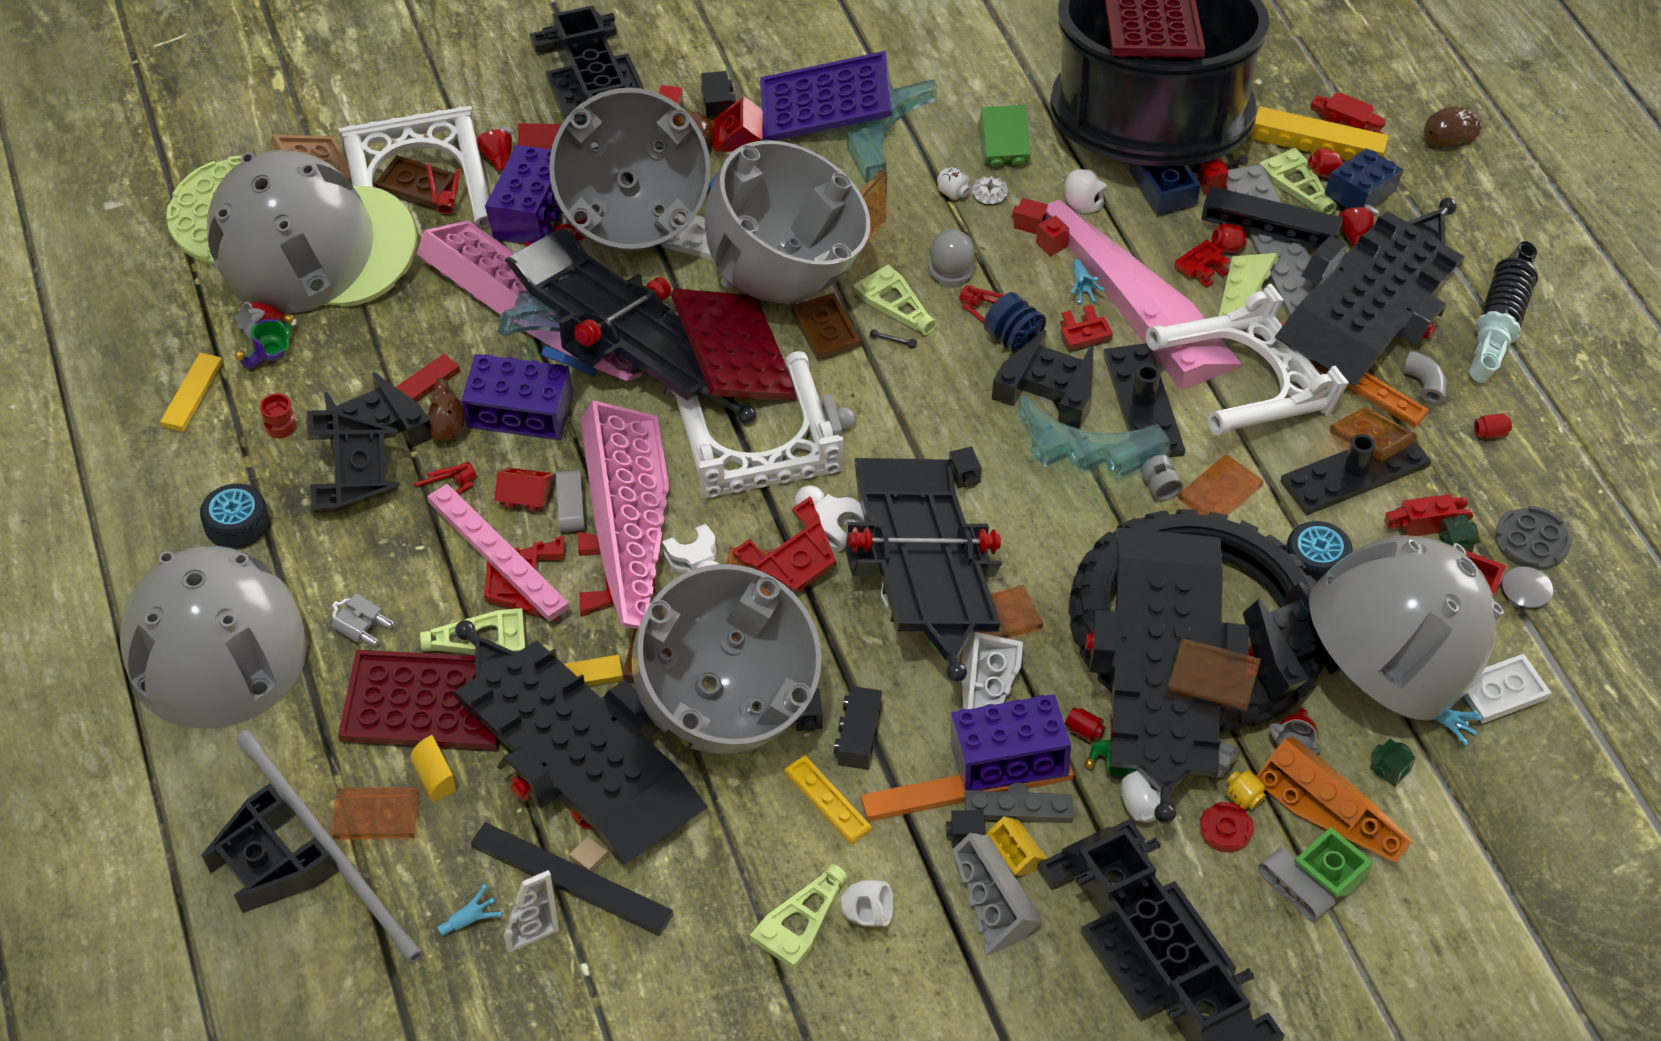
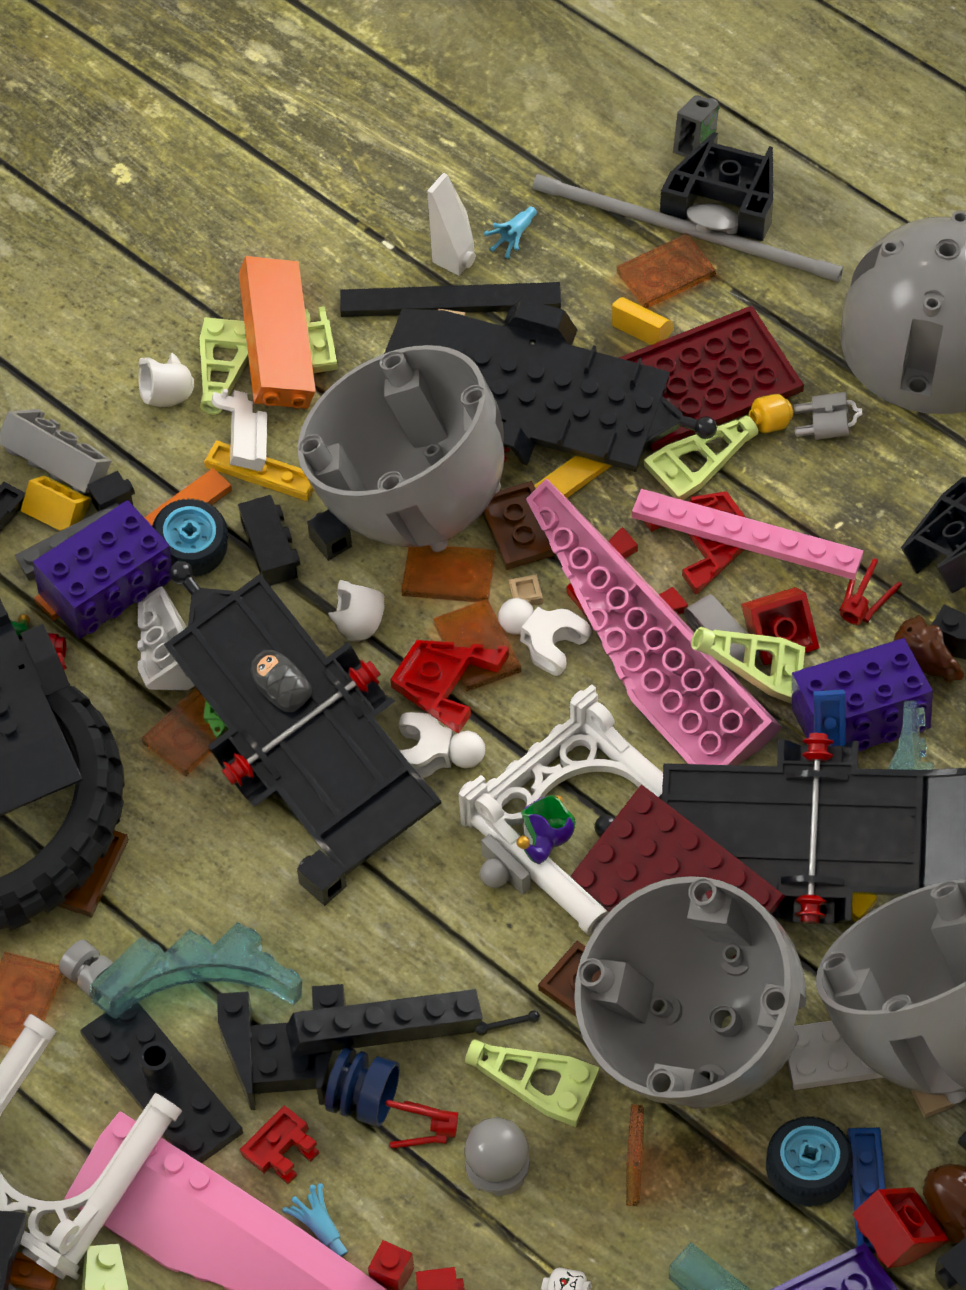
camera: 155 degrees right, 5 degrees up
(237, 926) = (695, 118): none -> dark grey torso
(301, 825) = (713, 217): none -> light grey dish
(400, 638) = (771, 413): none -> yellow head
(555, 453) = (786, 658): none -> yellowish green plate
(709, 890) = (321, 343): none -> yellowish green hinge
(742, 905) = (276, 332): none -> orange brick
(790, 414) = (548, 826): none -> piece
(821, 827) = (247, 430): none -> white piece
(831, 628) = (357, 611): none -> white piece
(923, 751) = (194, 533): none -> wheel
(925, 557) = (280, 680): none -> dark grey piece
(980, 342) = (383, 1022): none -> black brick

